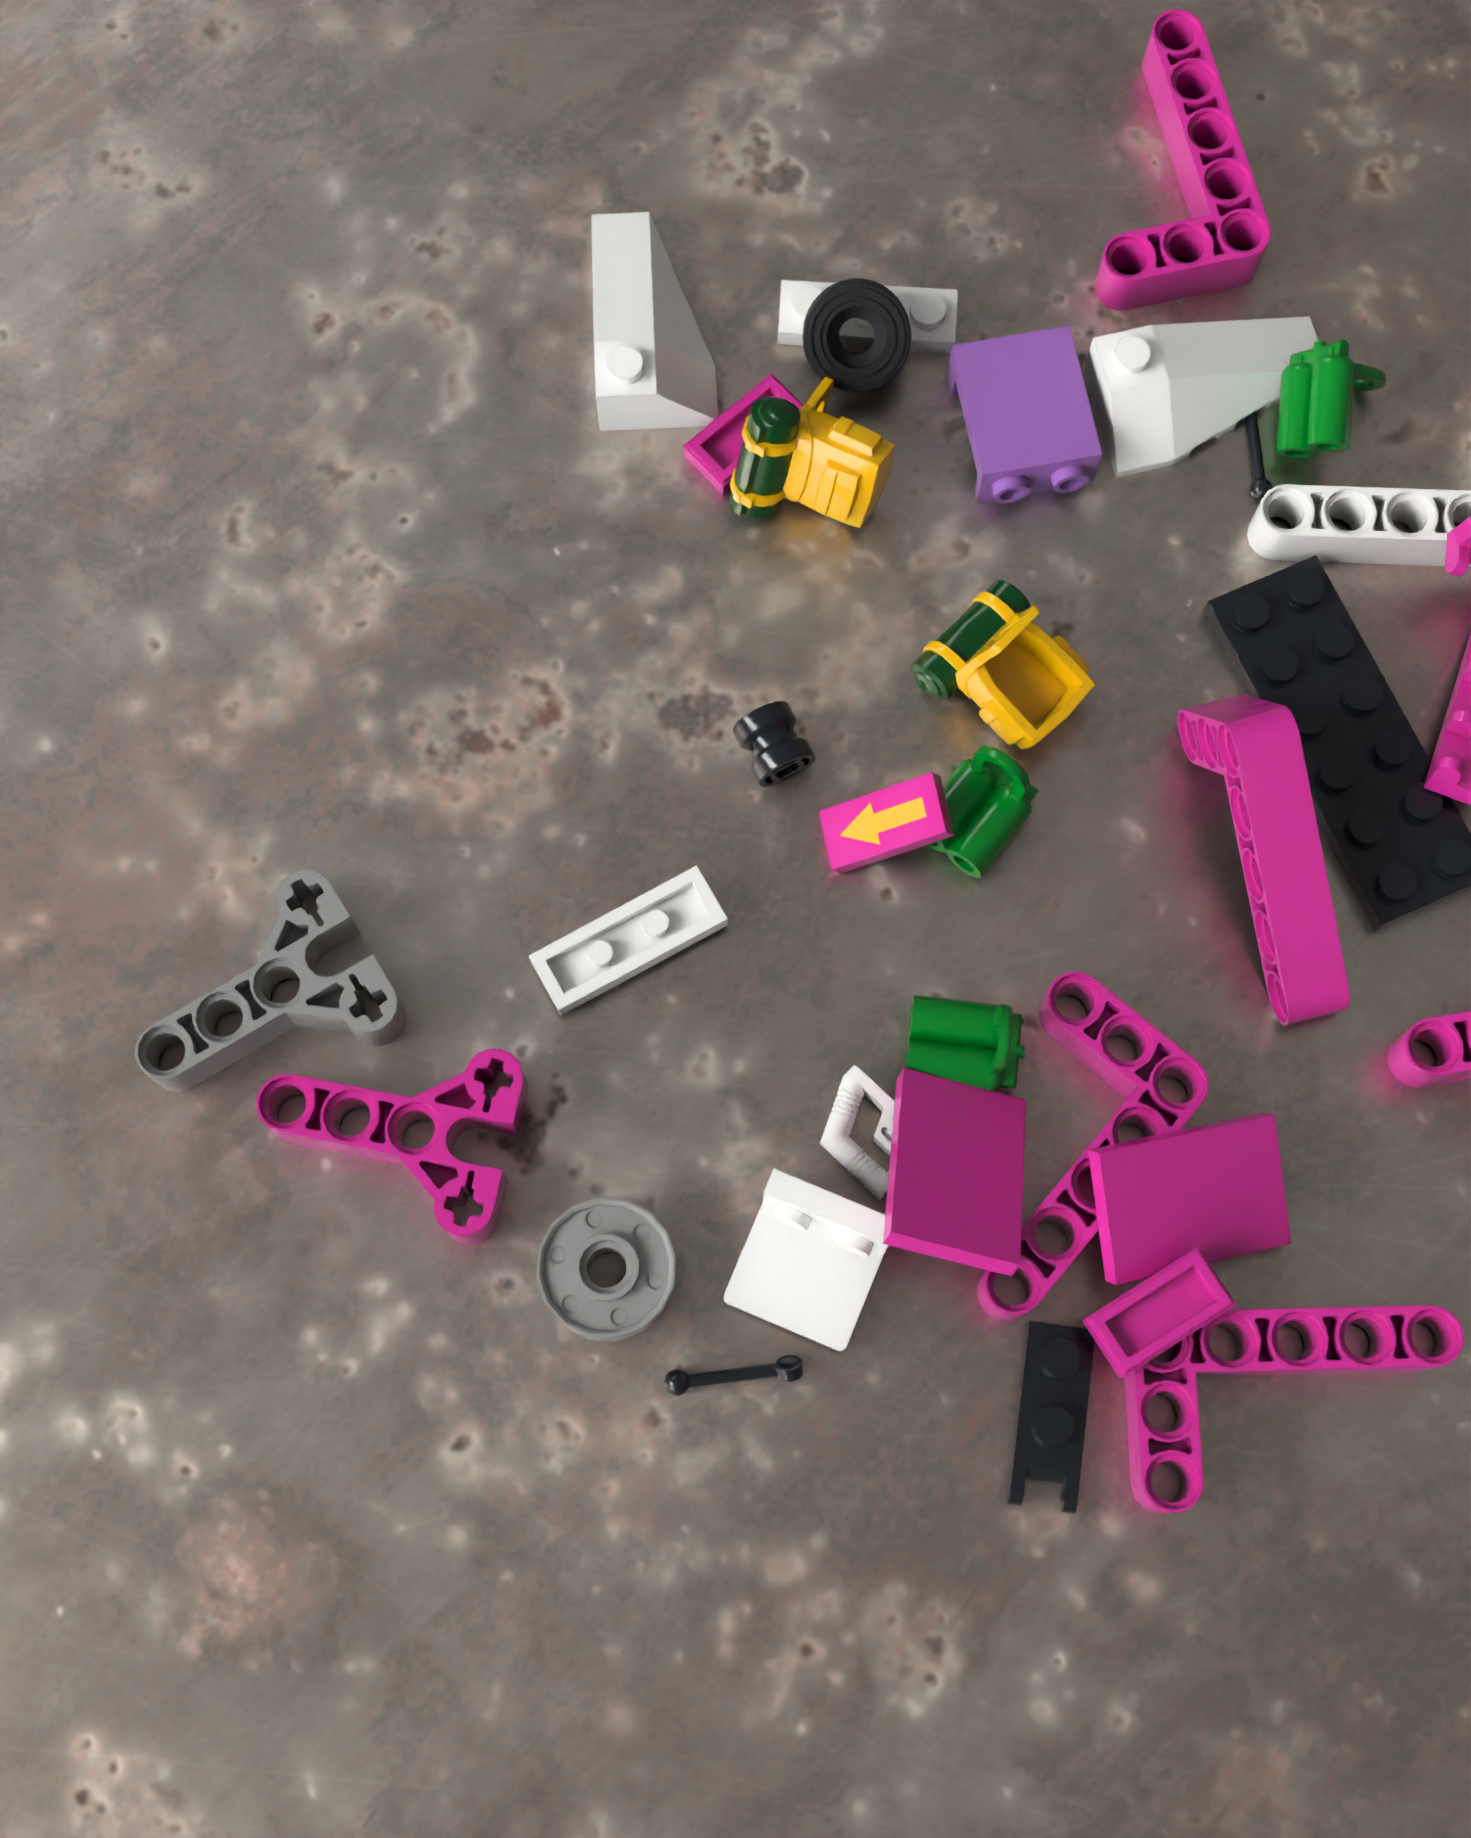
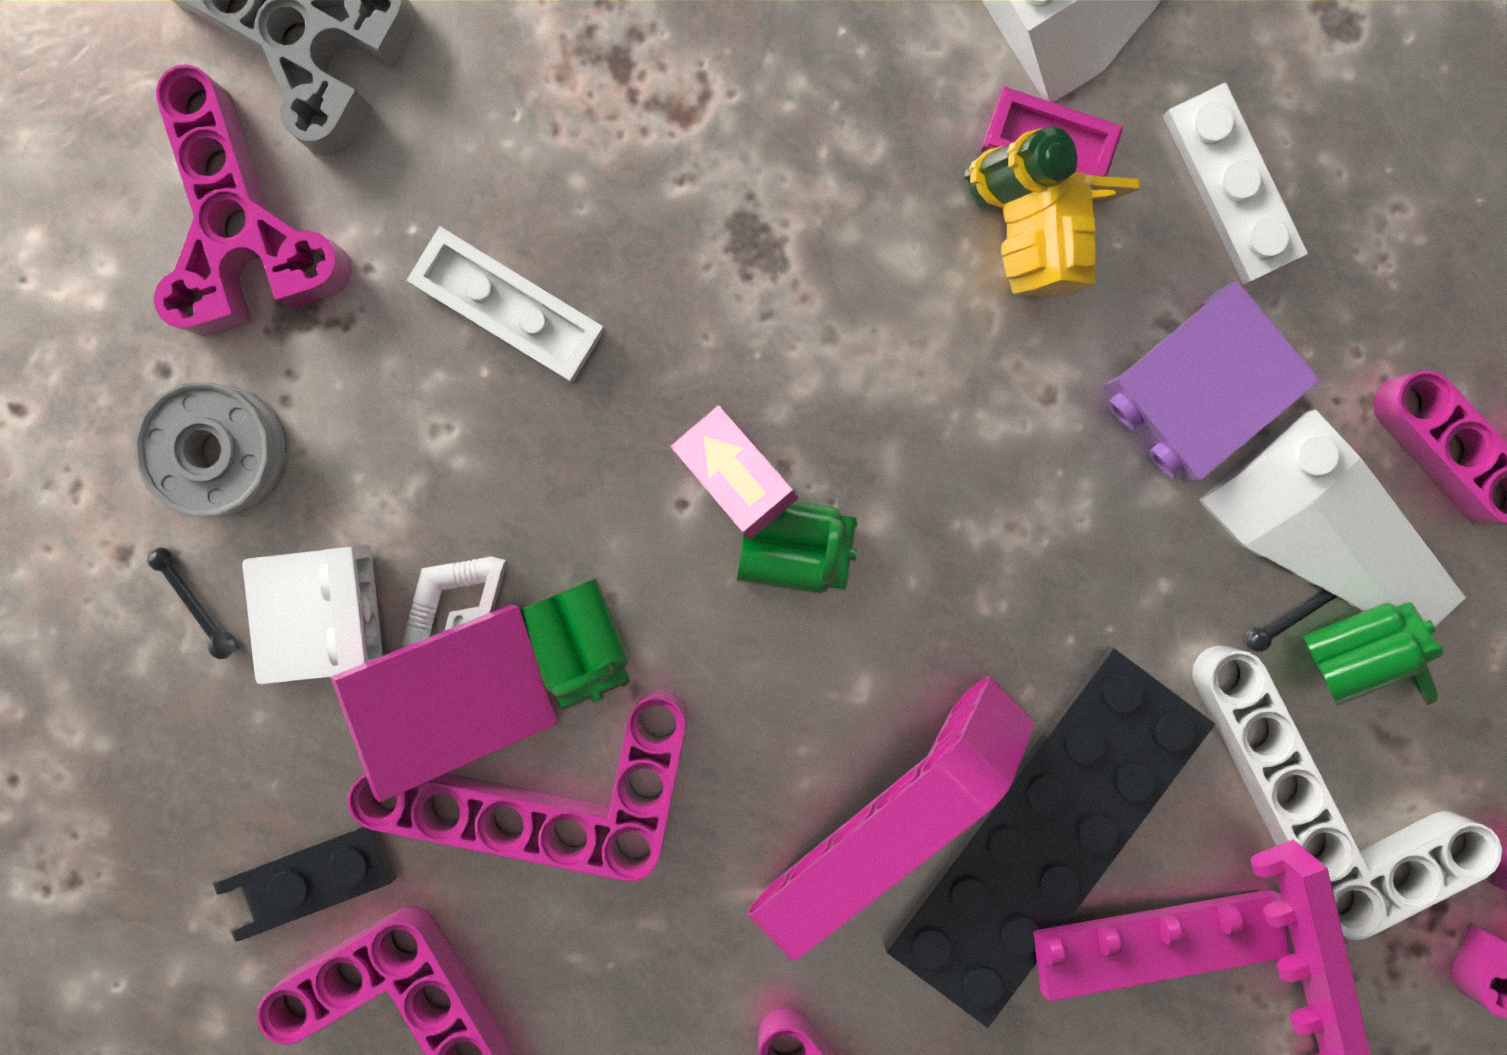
camera: 65 degrees right, 15 degrees up
(773, 743) = (756, 330): black wheel -> none
(891, 335) = (1238, 184): black tyre -> none
(1006, 667) = (943, 500): yellow piece -> none
(1159, 1312) = (415, 936): dark pink tile -> none
(1189, 1190) = (536, 909): dark pink tile -> none

